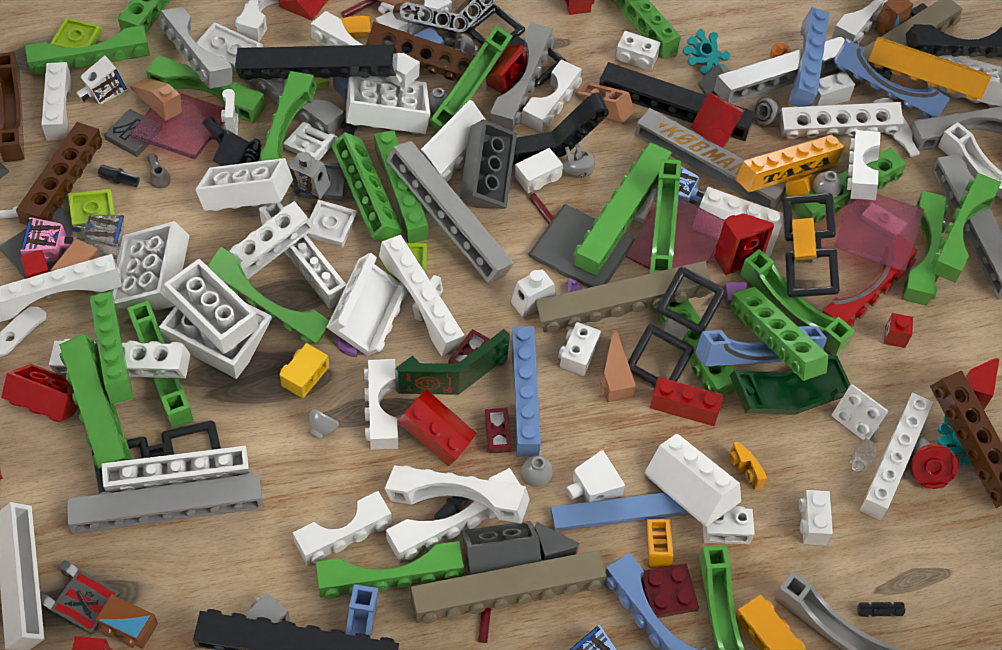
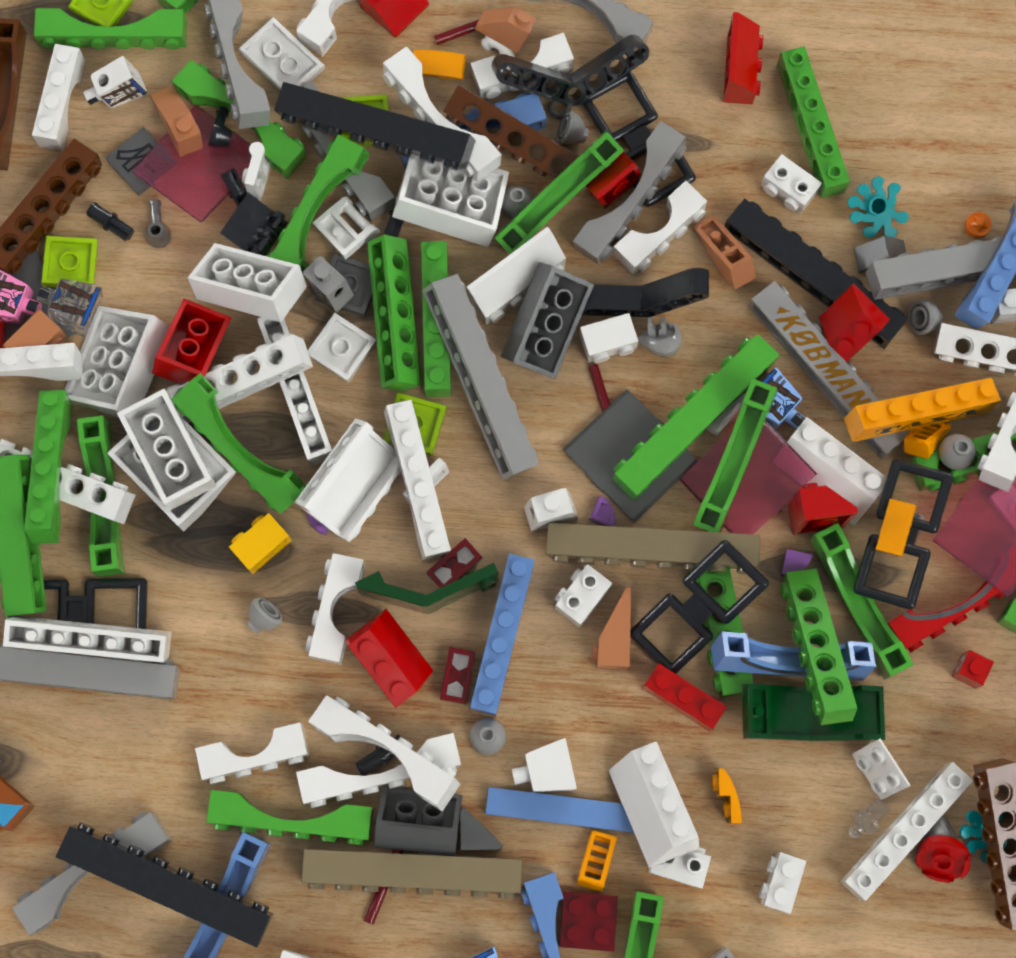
camera: 20 degrees right, 20 degrees up
(194, 99) = (220, 133): none -> black bar
(207, 234) = (190, 342): none -> red slope

